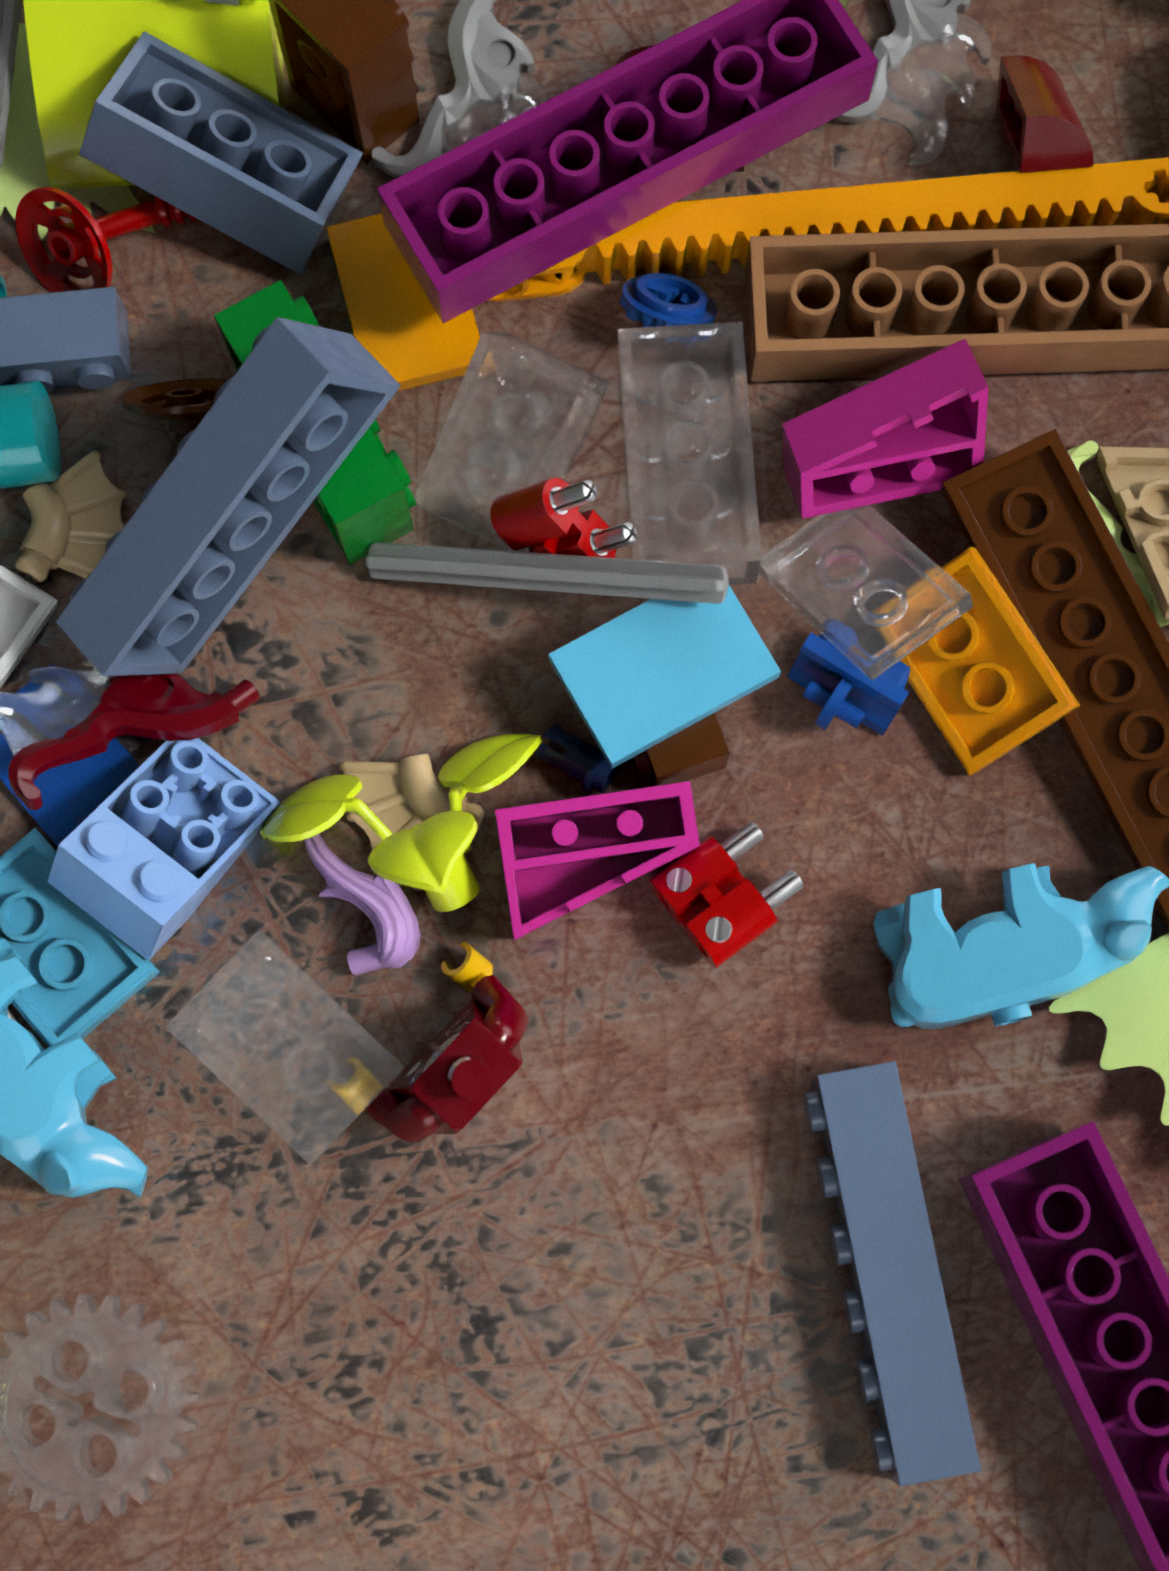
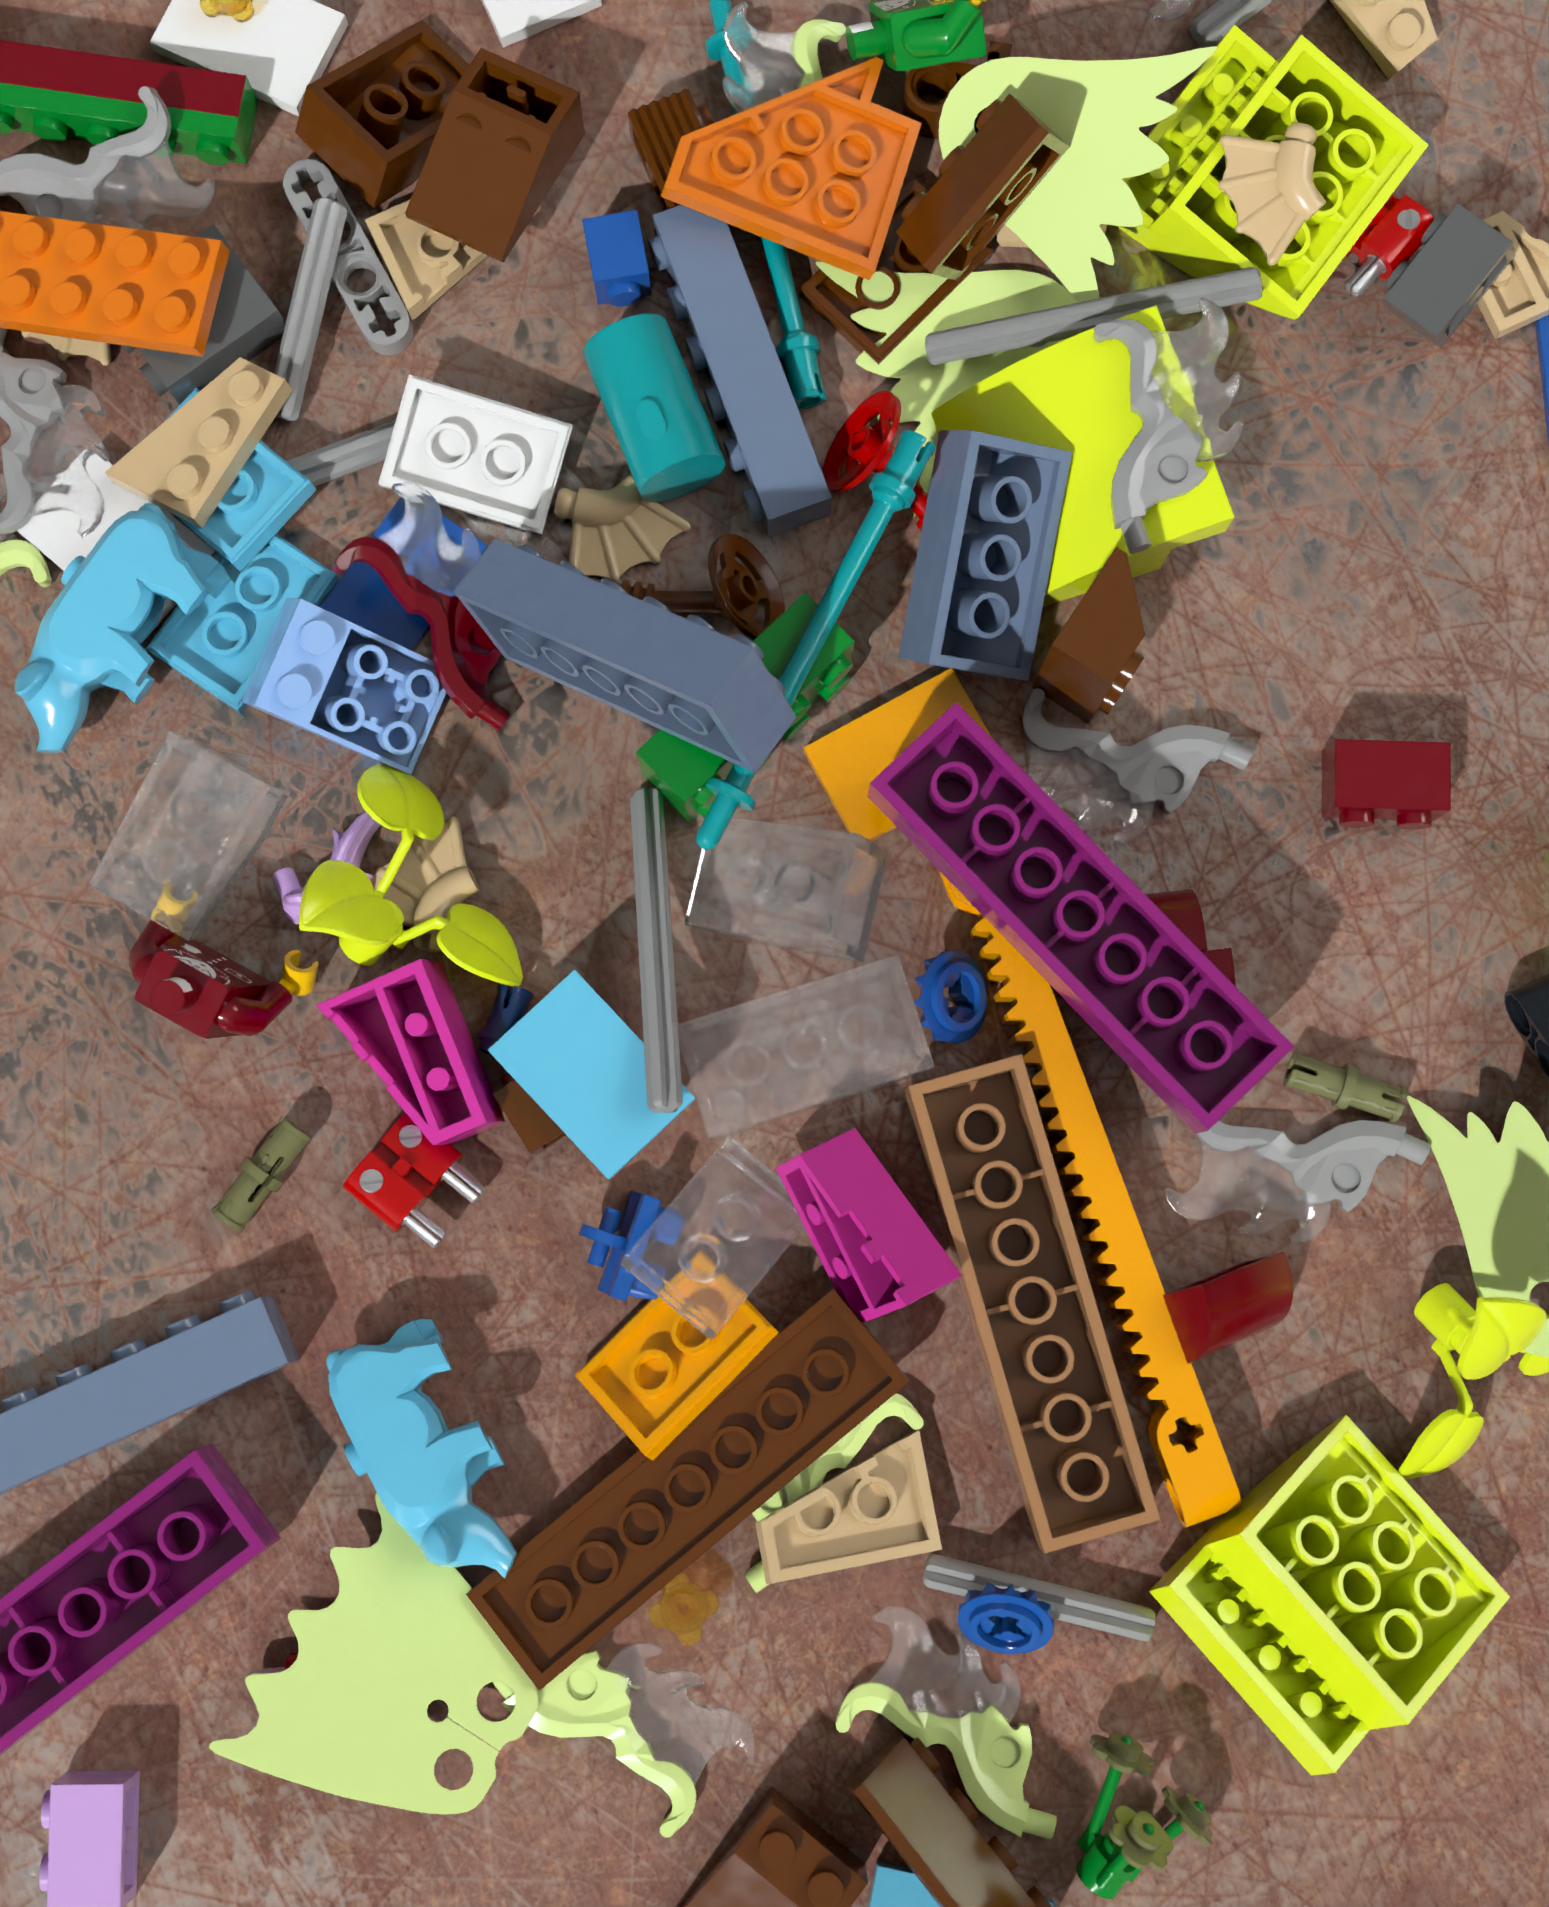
camera: 75 degrees right, 5 degrees up
(134, 202) = (891, 492): none -> teal bar
(549, 522) = (700, 948): red piece -> none
(678, 1057) = (261, 1174): none -> olive pin

